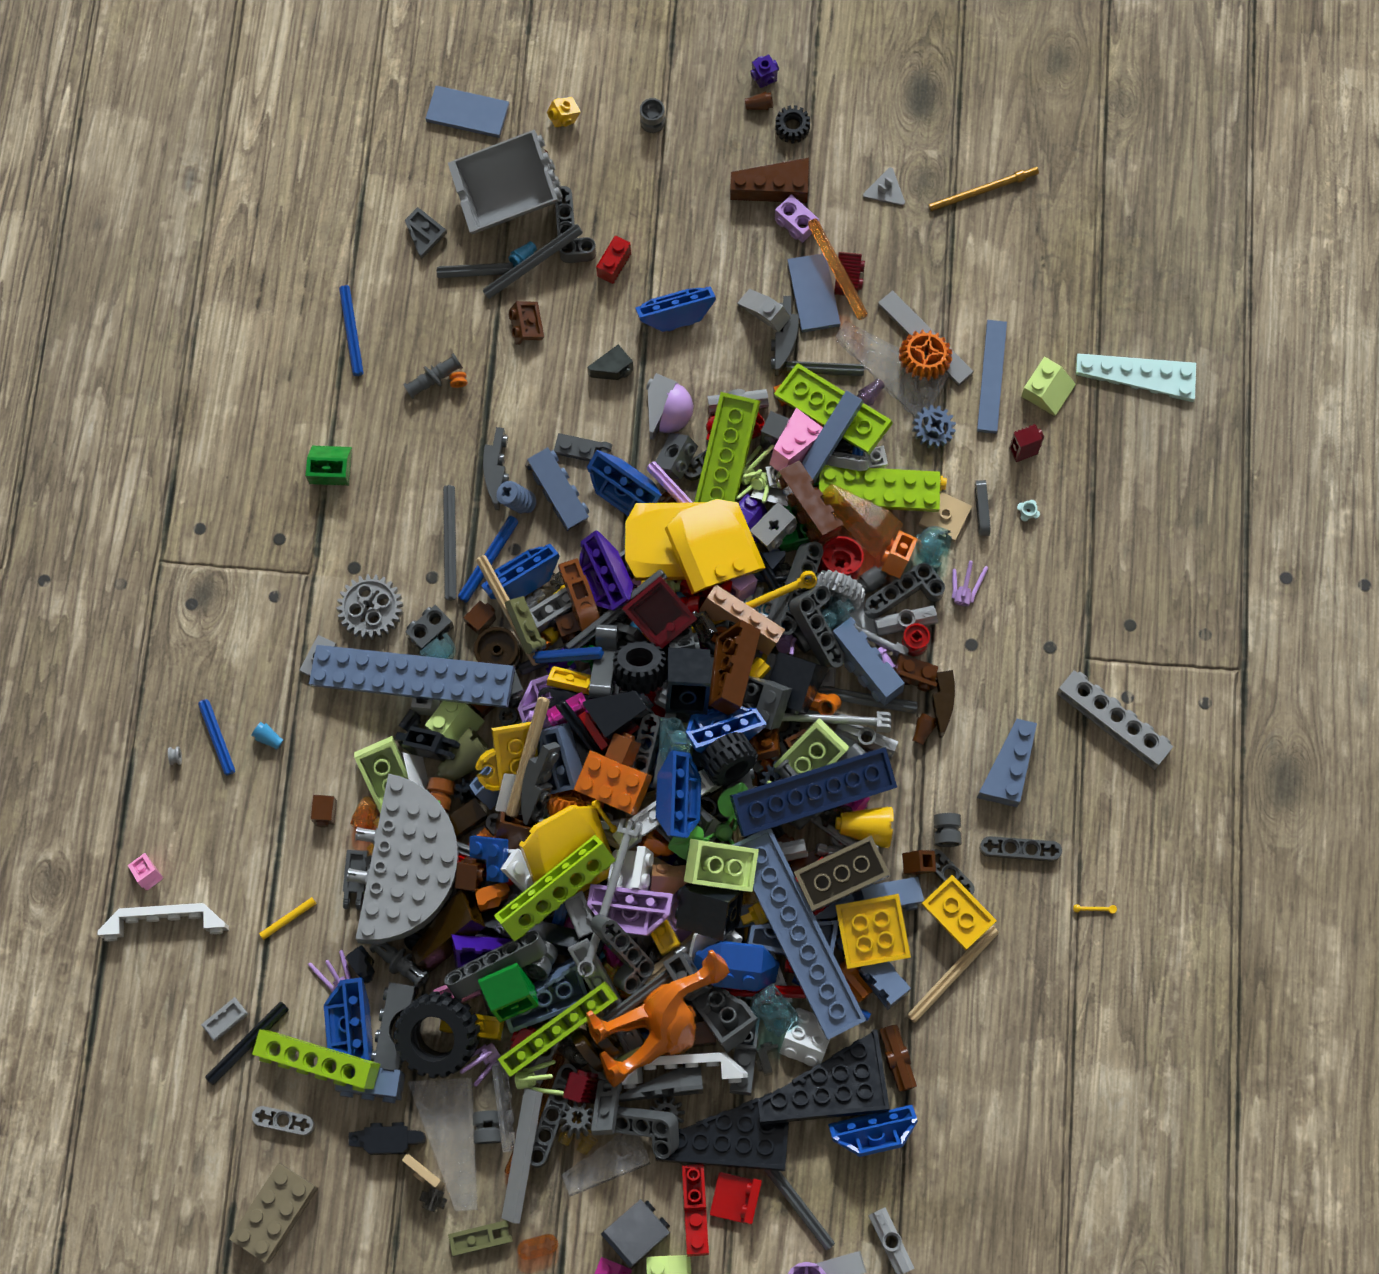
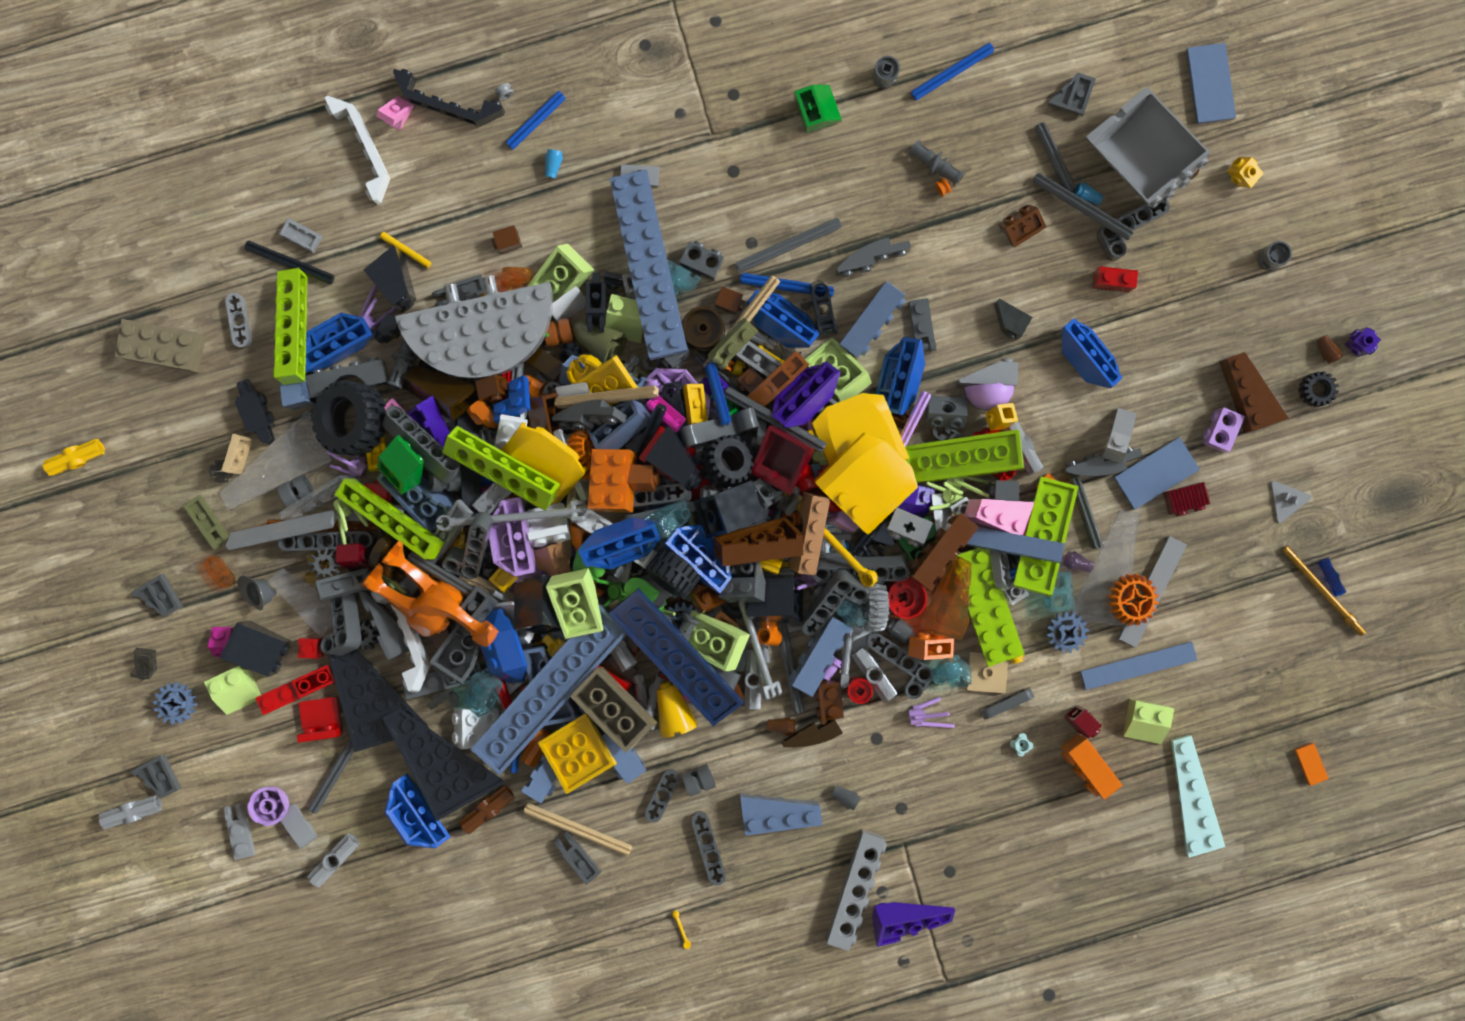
camera: 70 degrees right, 15 degrees up
(188, 776) = (489, 112): none -> black slope
(314, 937) = (393, 278): none -> black slope
(325, 388) = (886, 72): none -> dark grey wheel
(386, 613) = (700, 217): light grey gear -> none
(516, 497) = (850, 286): sand blue piece -> none
(540, 533) = (824, 322): none -> black piece
(574, 1214) = (255, 592): none -> dark grey piece
(596, 805) = (586, 473): yellow hinge -> none
(606, 523) = (852, 377): none -> yellowish green slope
(657, 1176) = (310, 647): none -> red brick
(702, 405) = (1001, 416): none -> yellow brick
(837, 269) = (1186, 487): clear orange axle -> none
(896, 414) = (1065, 591): none -> clear light blue brick
(919, 862) = (659, 766): reddish brown brick -> none
(959, 912) = (627, 818): yellow plate -> none
(973, 177) = (1331, 576): none -> clear blue pin
(984, 983) = (578, 859): none -> dark grey hinge
(1019, 693) = (846, 797): none -> dark grey cone
(1072, 452) = (1090, 767): none -> orange brick
(1144, 259) = (1311, 764): none -> orange tile
(1160, 686) = (900, 919): none -> dark purple wedge

